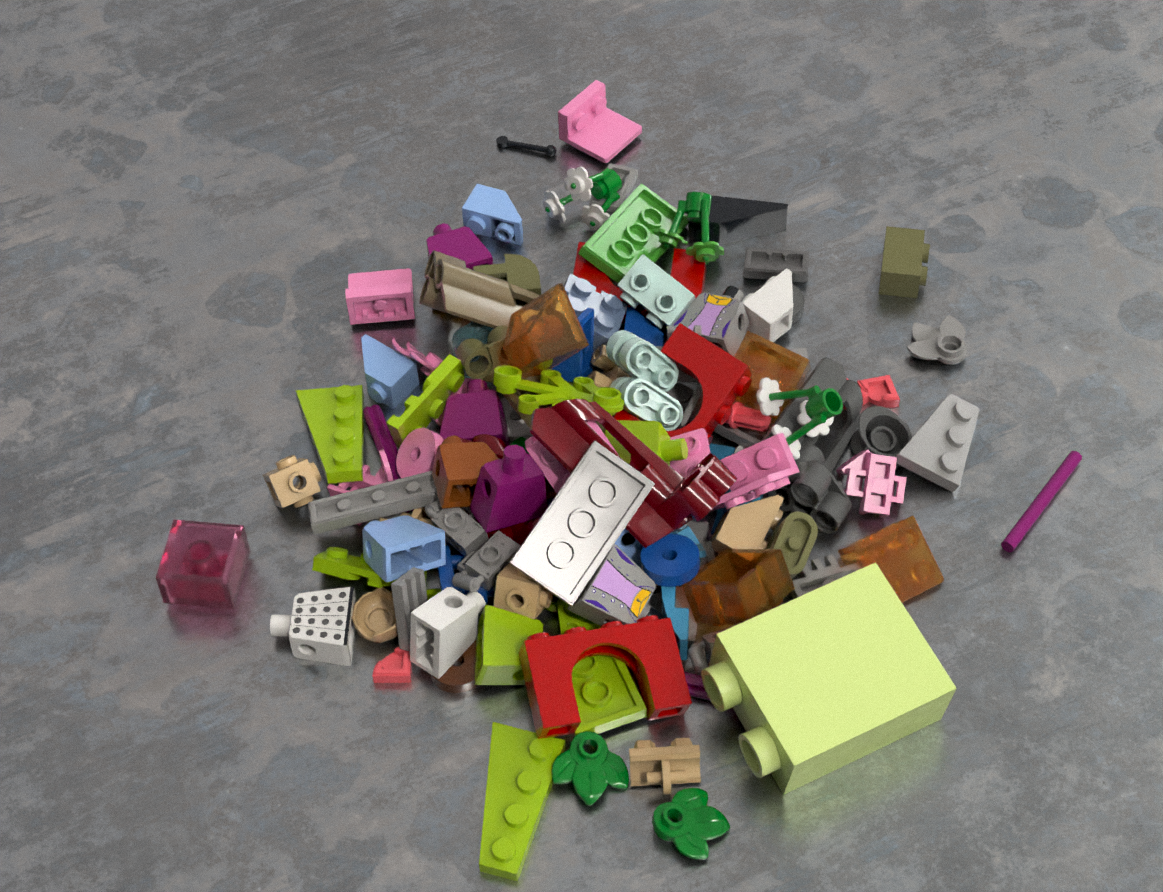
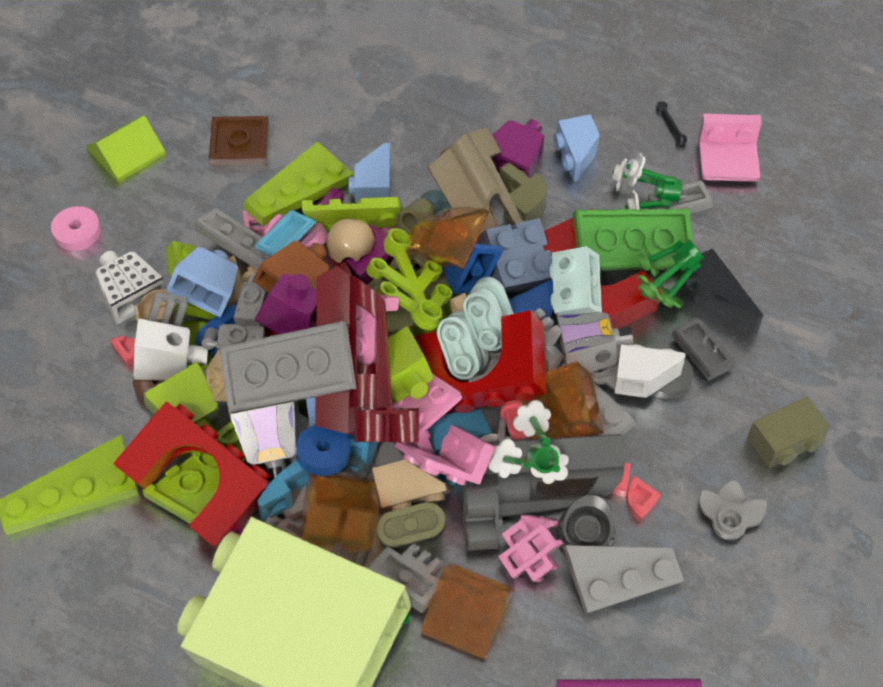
camera: 50 degrees right, 5 degrees up
(136, 540) = (127, 148): none -> lime slope
(202, 651) = (76, 239): none -> bright pink piece
(203, 564) = (123, 187): clear pink brick -> none
(227, 450) = (239, 140): none -> reddish brown tile
(281, 482) = (230, 188): tan brick -> none
(380, 296) = (438, 128): bright pink bracket -> none
(407, 460) = (288, 229): none -> medium azure tile
(429, 362) = (398, 186): bright pink plate -> none
(459, 416) = (349, 239): none -> tan hair
(590, 771) = (121, 522): green plate -> none
(664, 764) = (153, 567): tan hips -> none
(693, 823) = (123, 618): green plate -> none

